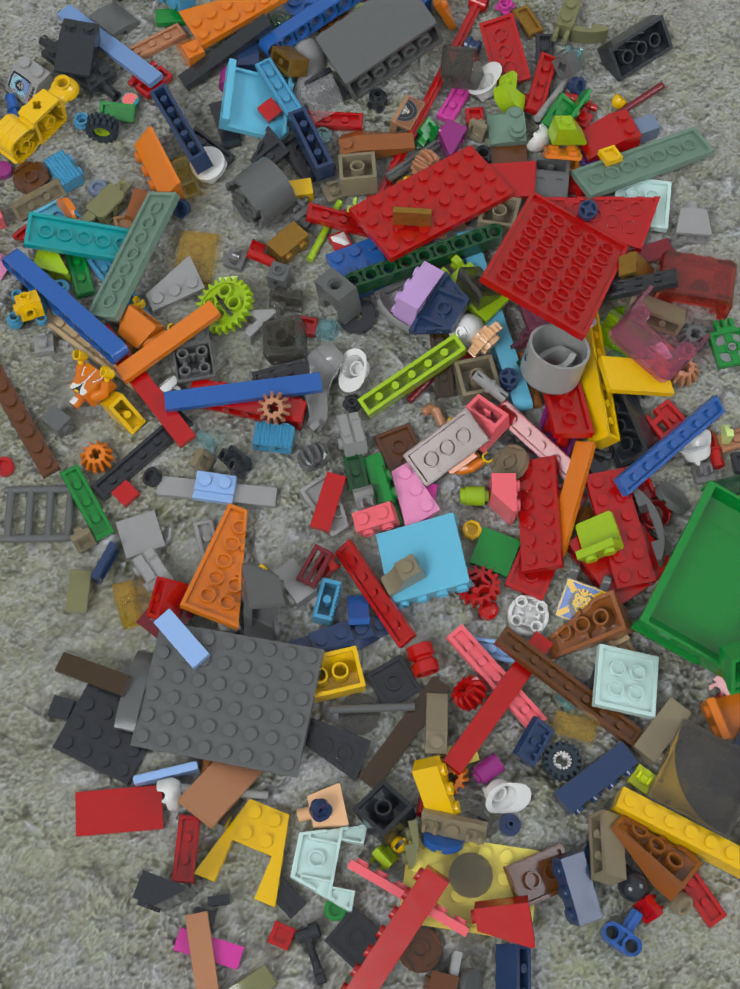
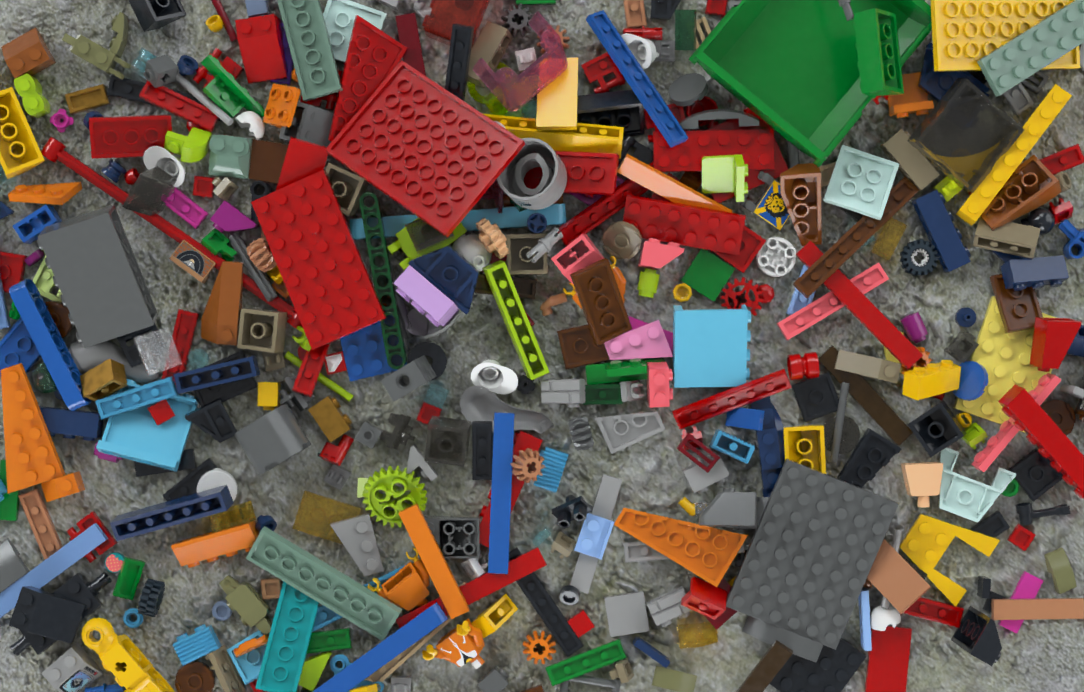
camera: 80 degrees left, 20 degrees up
(135, 203) = (251, 571): dark orange tile -> none
(181, 638) = (750, 589): light blue tile -> none
(226, 50) = (76, 448): black tile -> none
(320, 810) = (928, 487): dark blue tile -> none
(328, 502) = (631, 427): red tile -> none
(377, 100) = (170, 290): black brick -> none
(403, 575) = (726, 370): dark tan arch -> none
(410, 853) = (981, 414): olive slope -> none
(412, 216) = (343, 287): pearl gold tile -> none
(453, 826) = (965, 370): dark tan plate -> none
(469, 693) = (844, 329): red gear -> none
(470, 875) = (1006, 363): clear smoke tile -> none
(506, 796) = (941, 318): white piece -> none
(533, 741) = (900, 280): dark blue bracket -> none
(566, 131) = (257, 95): lime slope -> none
(588, 206) = (362, 96): dark blue wheel -> none
(610, 155) = (292, 54): yellow tile -> none
(633, 265) = (434, 62): pearl gold brick -> none
(726, 433) = (634, 17): yellowish green tile -> none

